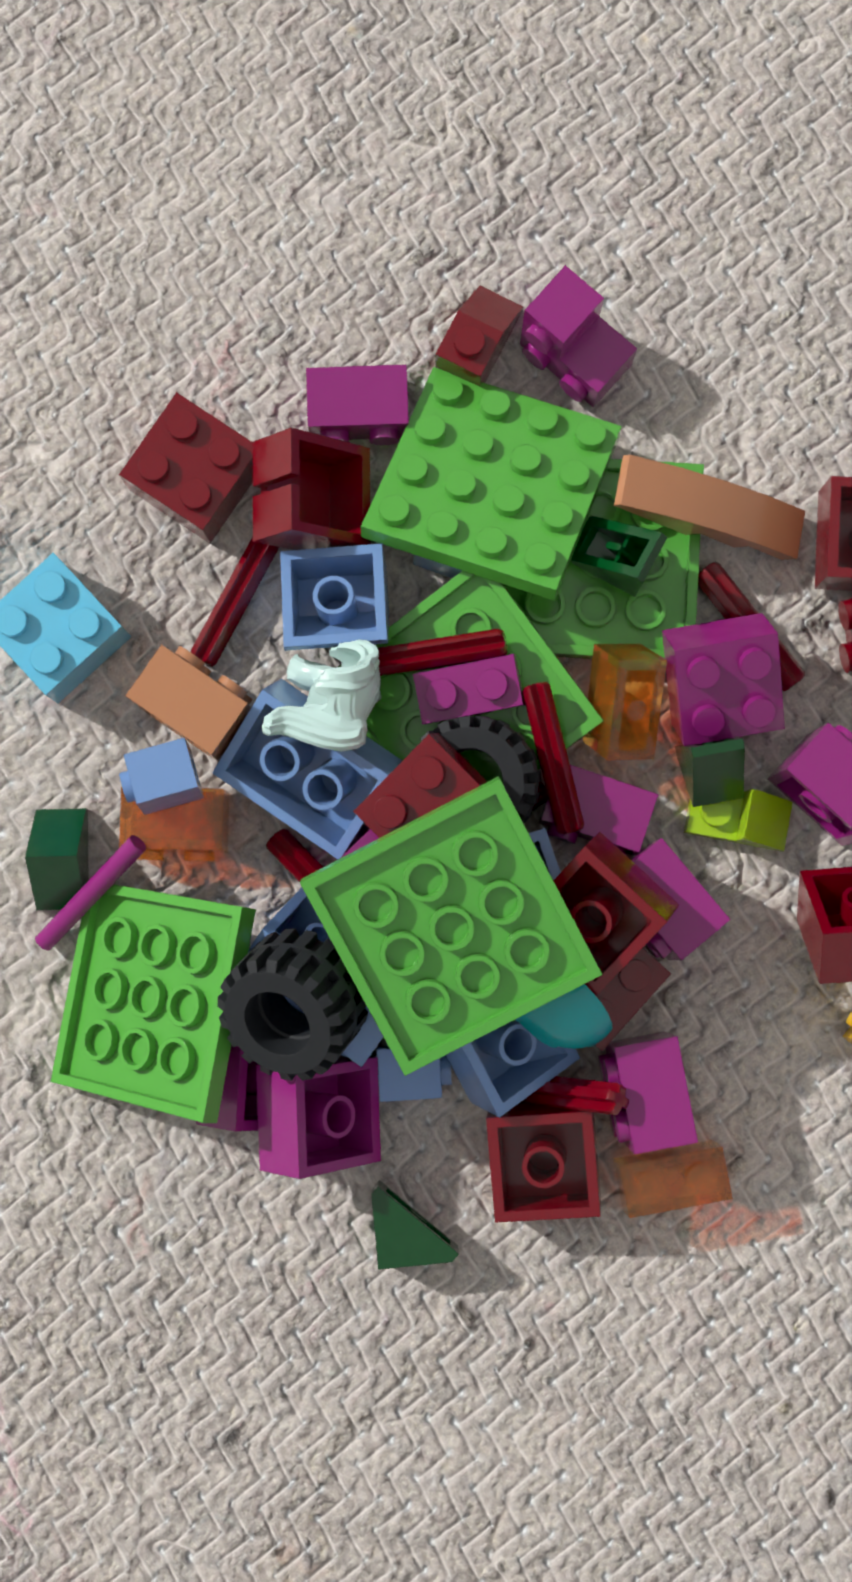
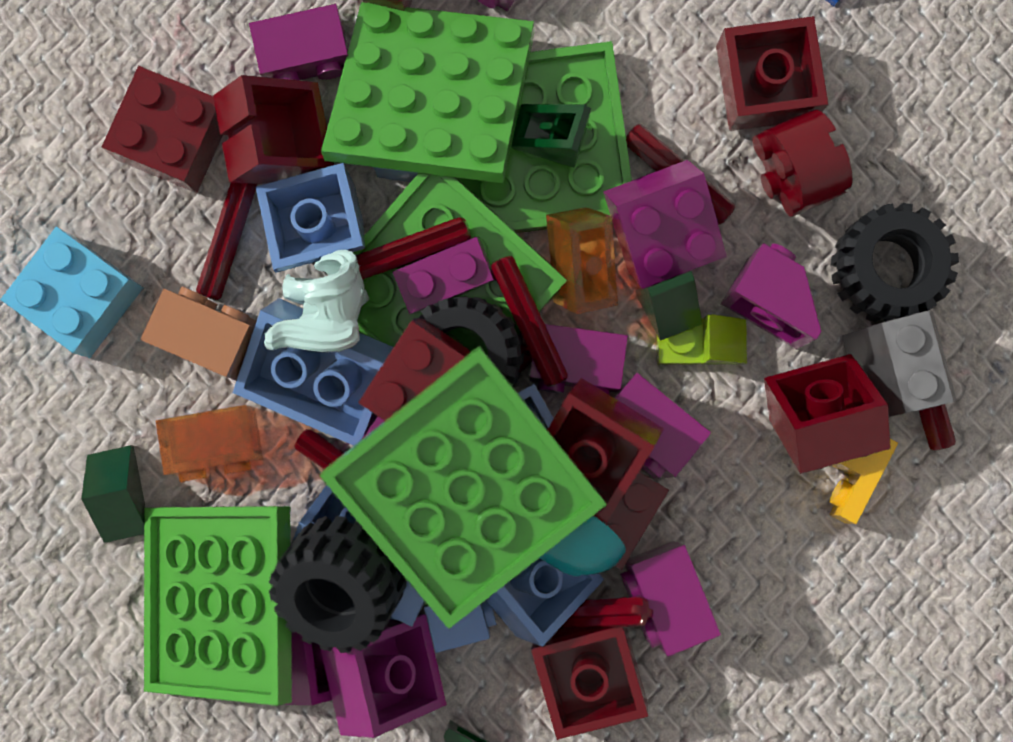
camera: 10 degrees left, 0 degrees up
(90, 892) = (147, 518): magenta bar -> none
(161, 777) = (187, 404): medium blue brick -> none
(672, 1178) = (706, 669): clear orange brick -> none
(708, 507) = (622, 75): nougat slope -> none

